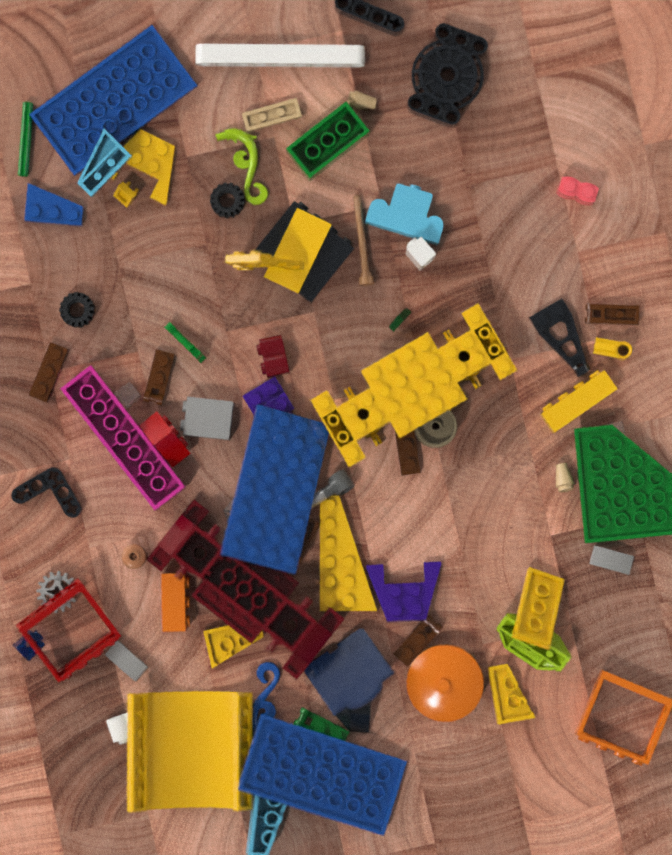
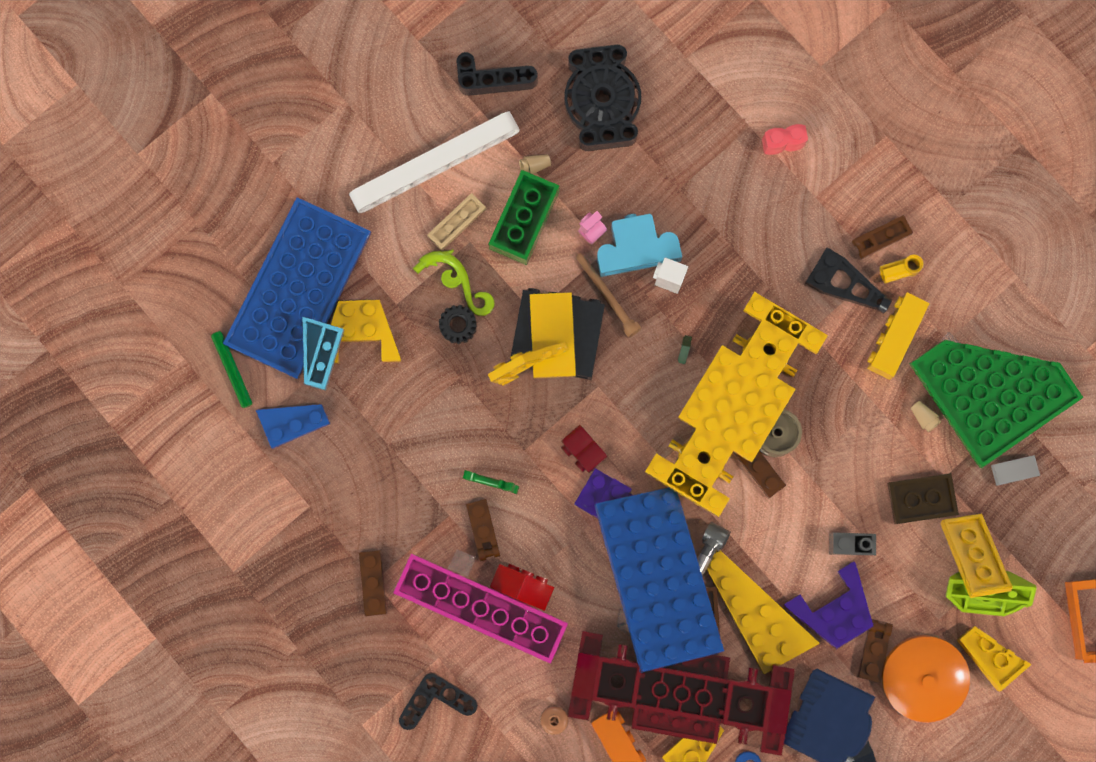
camera: 25 degrees left, 5 degrees down
(69, 301) = (355, 507): black tyre -> none
(125, 193) = (356, 370): yellow tile -> none
(207, 418) = (552, 544): light grey brick -> none
(378, 179) = (592, 227): none -> bright pink plate
(446, 547) = (852, 544): none -> dark grey slope
(524, 542) = (923, 498): none -> dark brown plate

